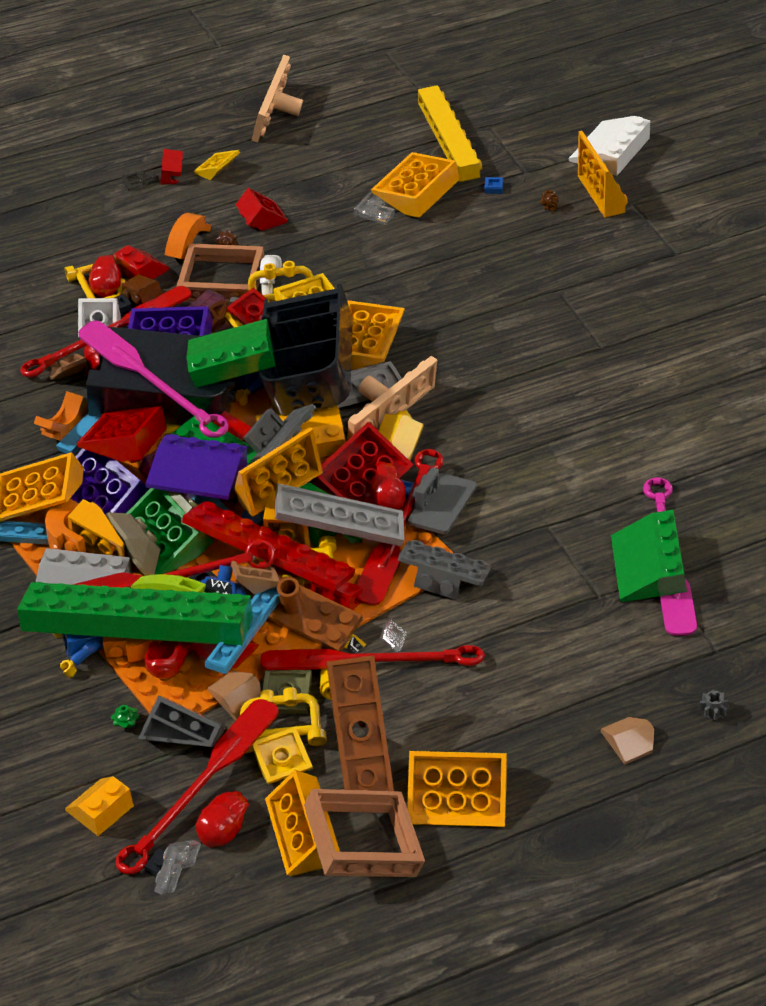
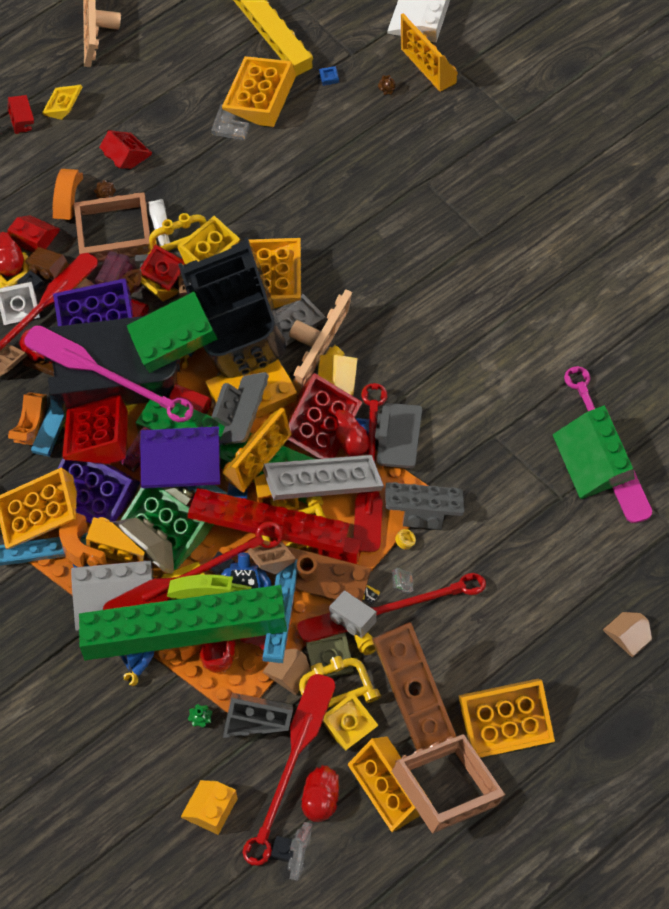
camera: 15 degrees left, 15 degrees up
(321, 646) = (352, 614): none -> light grey brick
(412, 599) = (405, 539): none -> yellow tile

